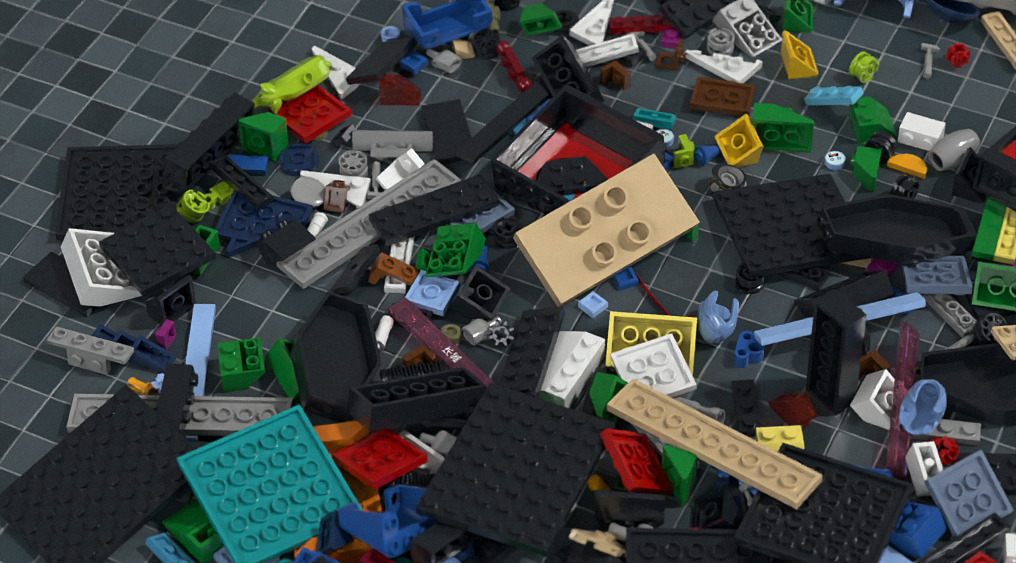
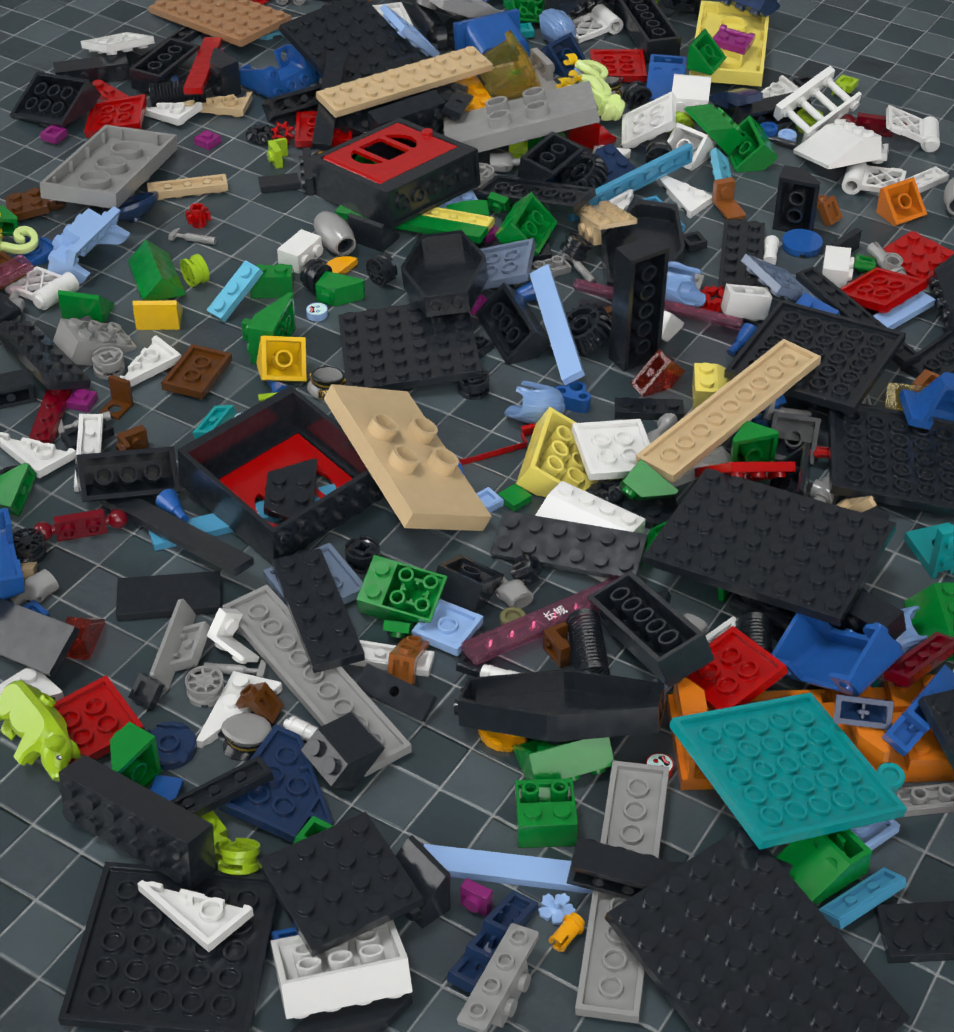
camera: 85 degrees left, 5 degrees down
(139, 193) = (201, 917): none -> white wing
(598, 322) = (515, 497): none -> green tile
(842, 50) = (154, 273): none -> green slope

